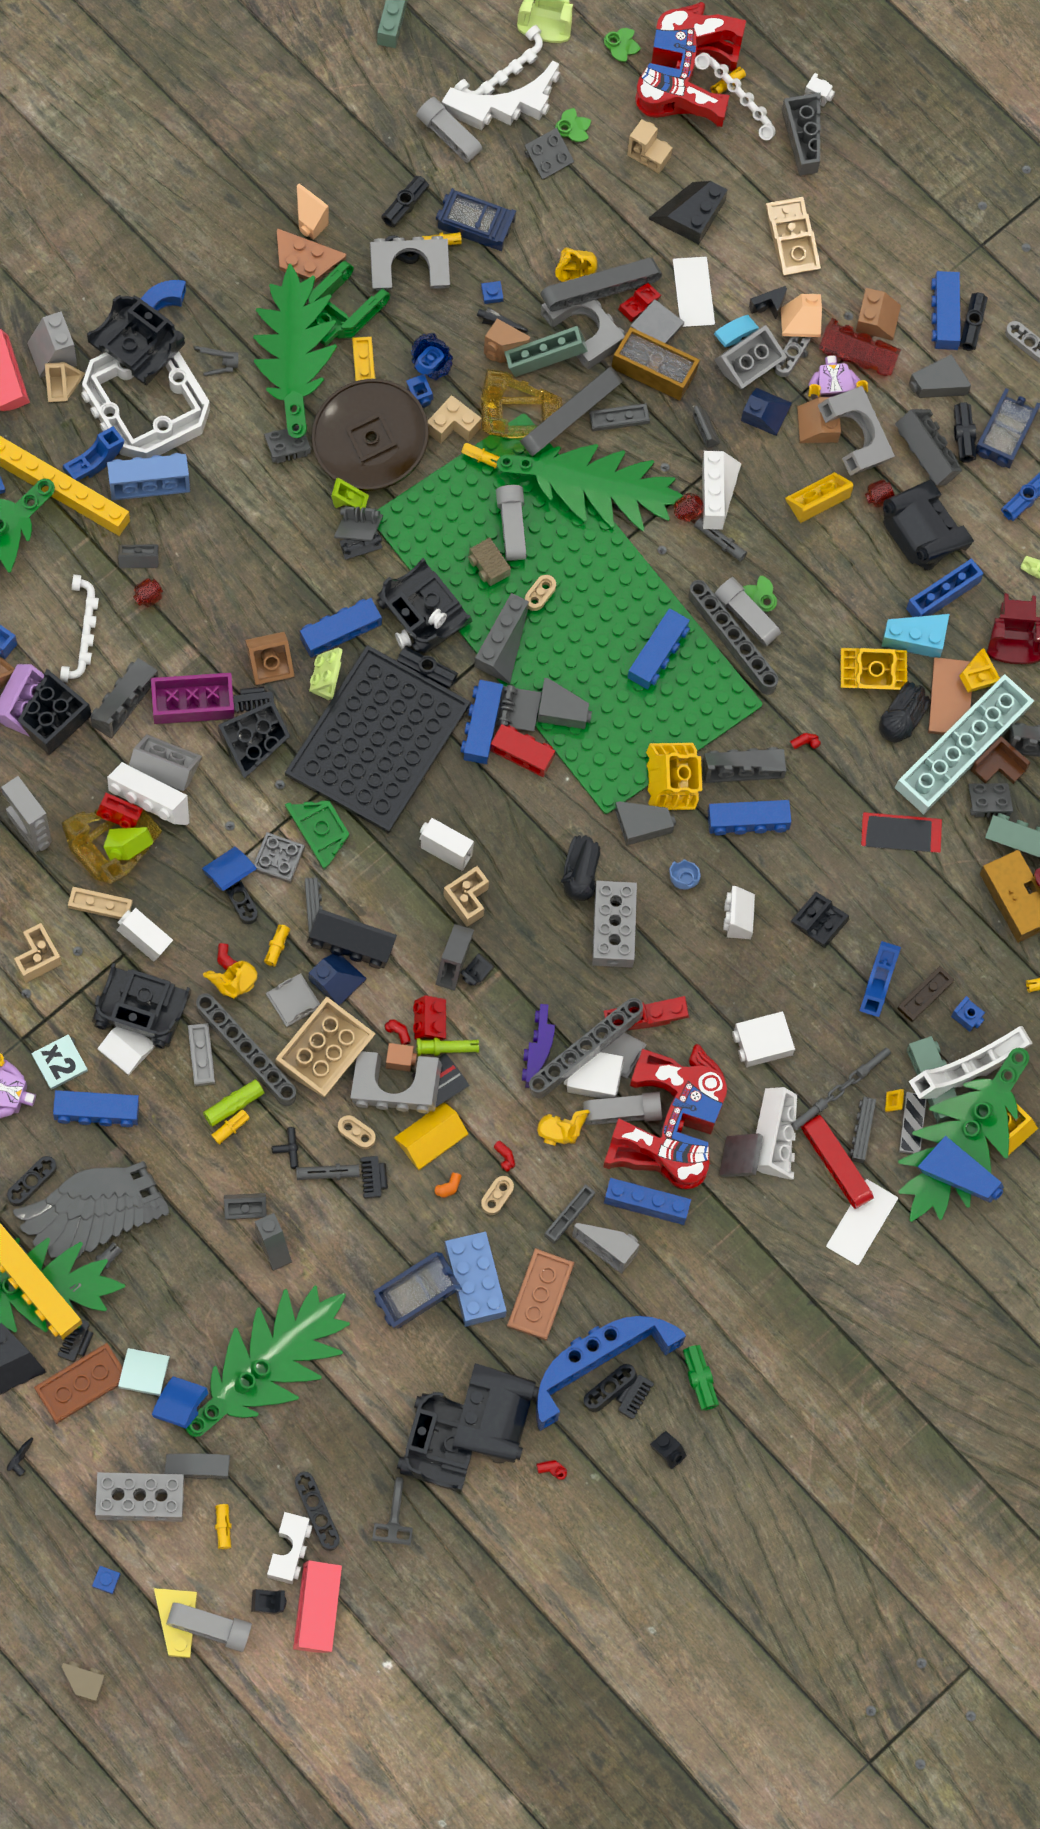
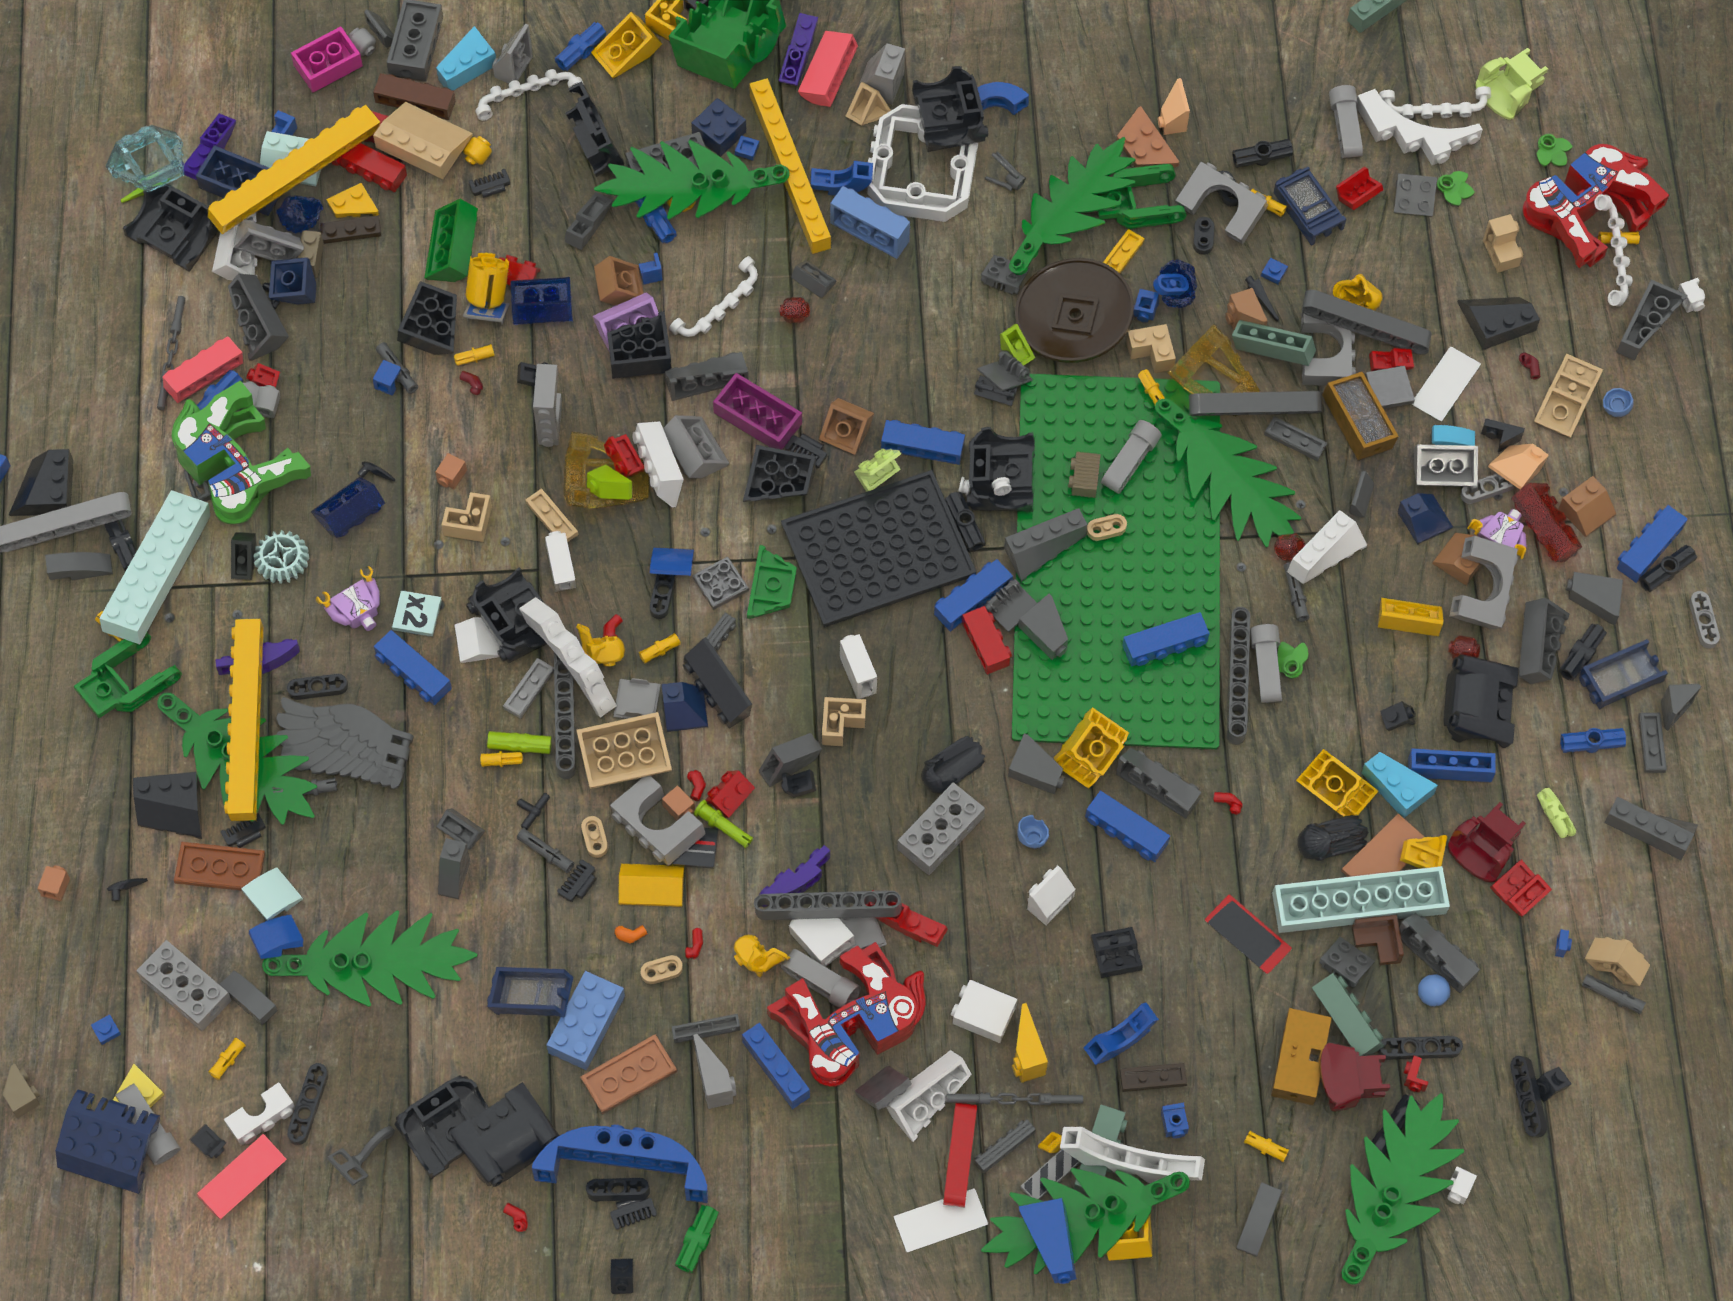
camera: 45 degrees right, 5 degrees down
(193, 1665) = (105, 1141): none -> dark blue slope
(217, 999) = (568, 649): none -> white arch
(413, 300) = (1203, 234): none -> black plate
(503, 179) = (1358, 189): none -> red bracket
(745, 229) = (1530, 363): none -> dark red arm
(822, 1043) = (1030, 1057): none -> yellow slope
(834, 215) = (1618, 402): none -> medium blue hair
(873, 581) = (1398, 715): none -> black bracket

